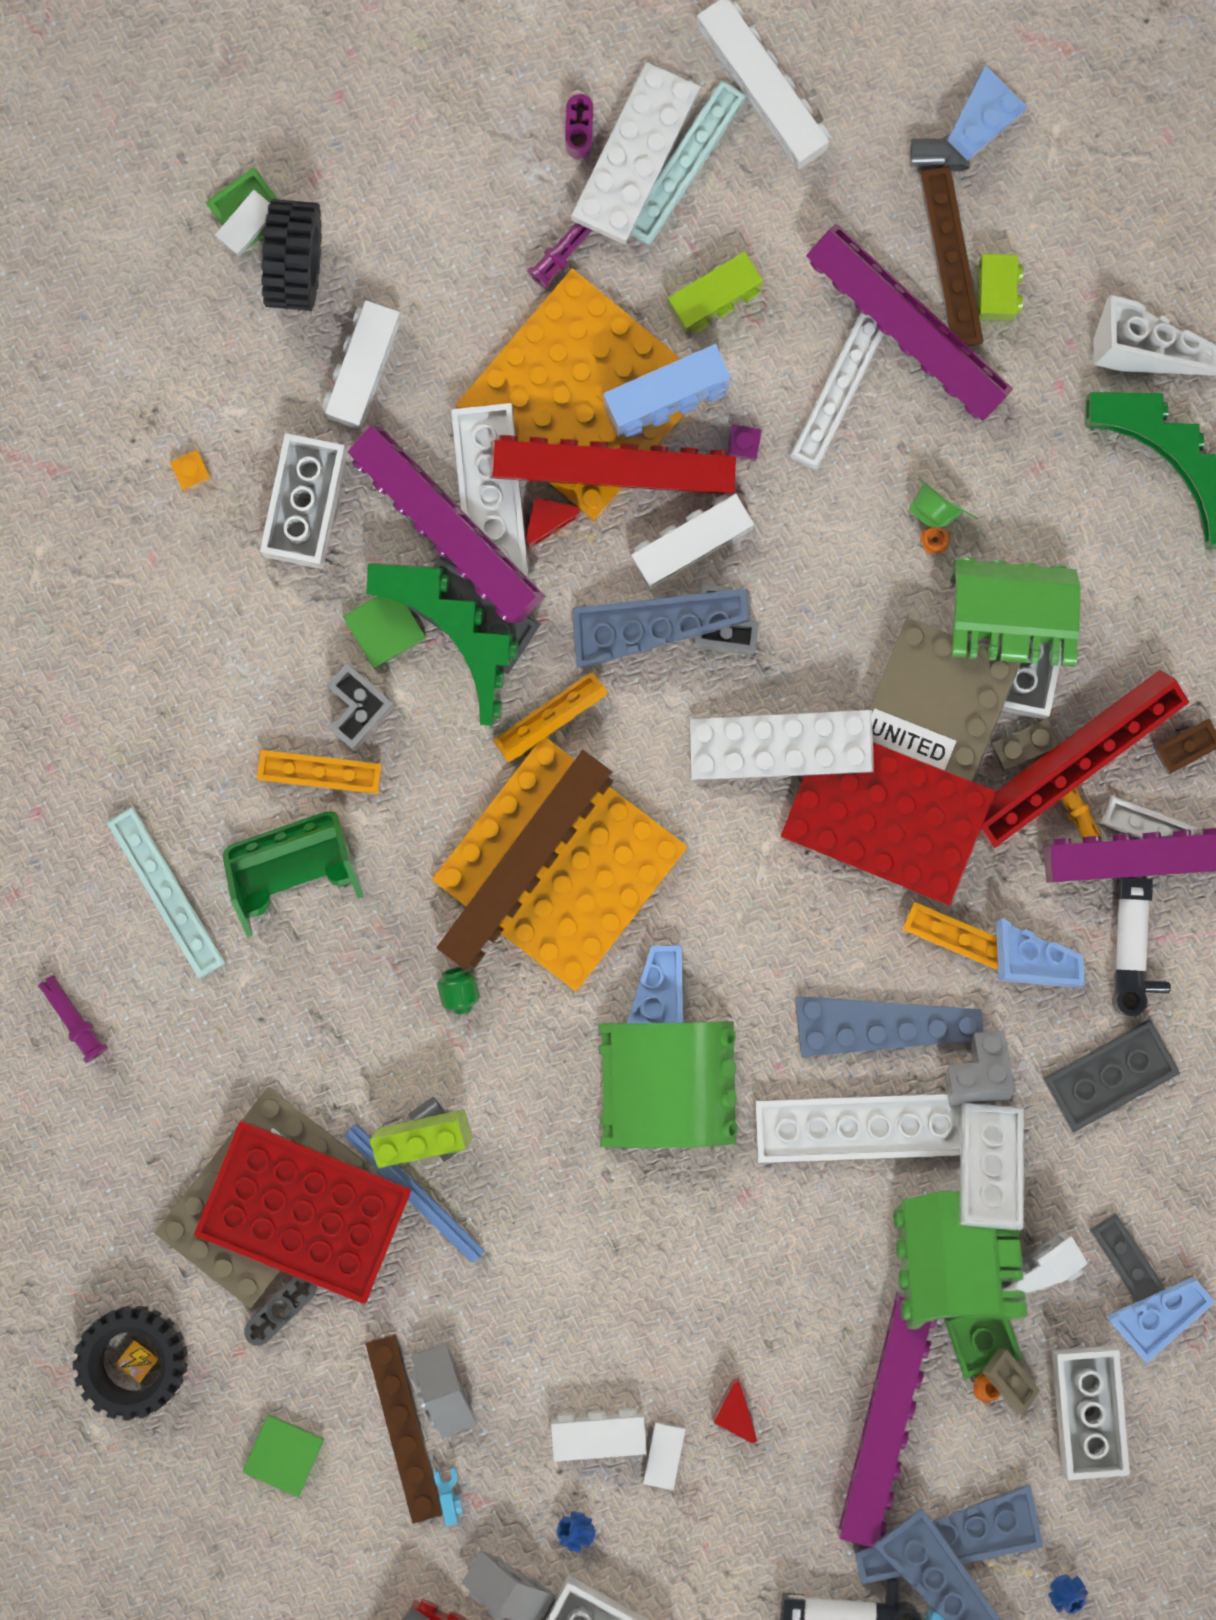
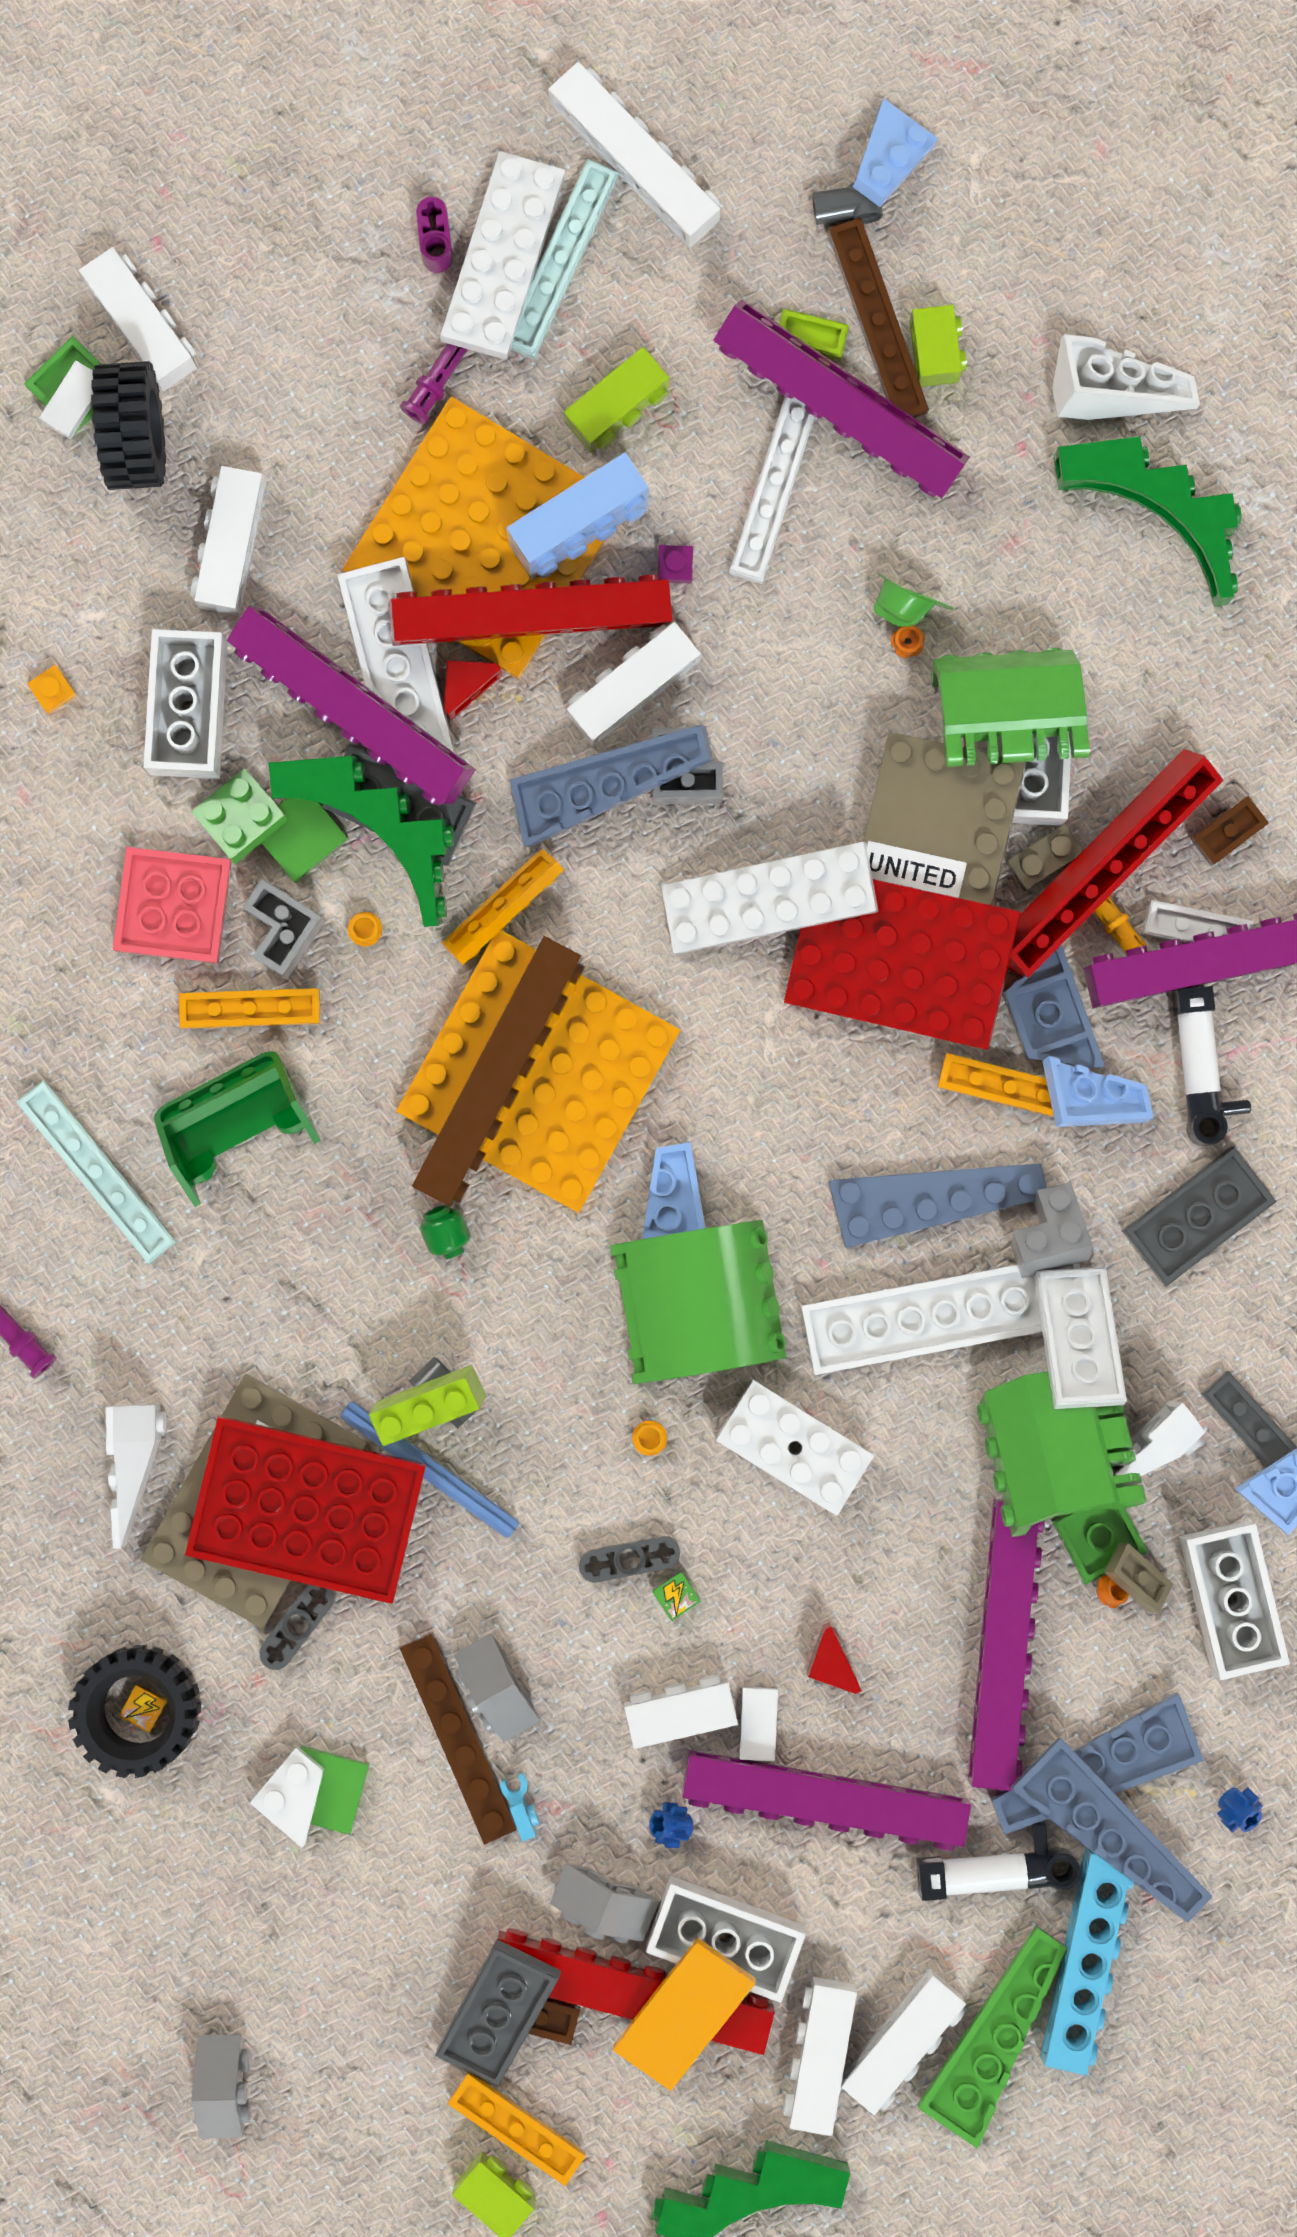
camera: 10 degrees left, 0 degrees up
(163, 1129) = (133, 1440): none -> white wedge
(253, 1455) = (291, 1795): none -> white wing
(266, 672) = (172, 905): none -> coral plate
(312, 160) = (137, 318): none -> white brick
(335, 604) = (239, 816): none -> plate
(428, 718) = (365, 929): none -> light orange plate
(551, 1290) = (601, 1554): none -> dark grey beam
(607, 1195) = (649, 1438): none -> light orange plate
(610, 1334) = (676, 1596): none -> tile
(706, 1203) = (766, 1425): none -> white brick
(712, 1530) = (826, 1799): none -> magenta brick
(896, 260) = (819, 333): none -> lime tile
(1010, 883) = (1052, 1015): none -> sand blue wing

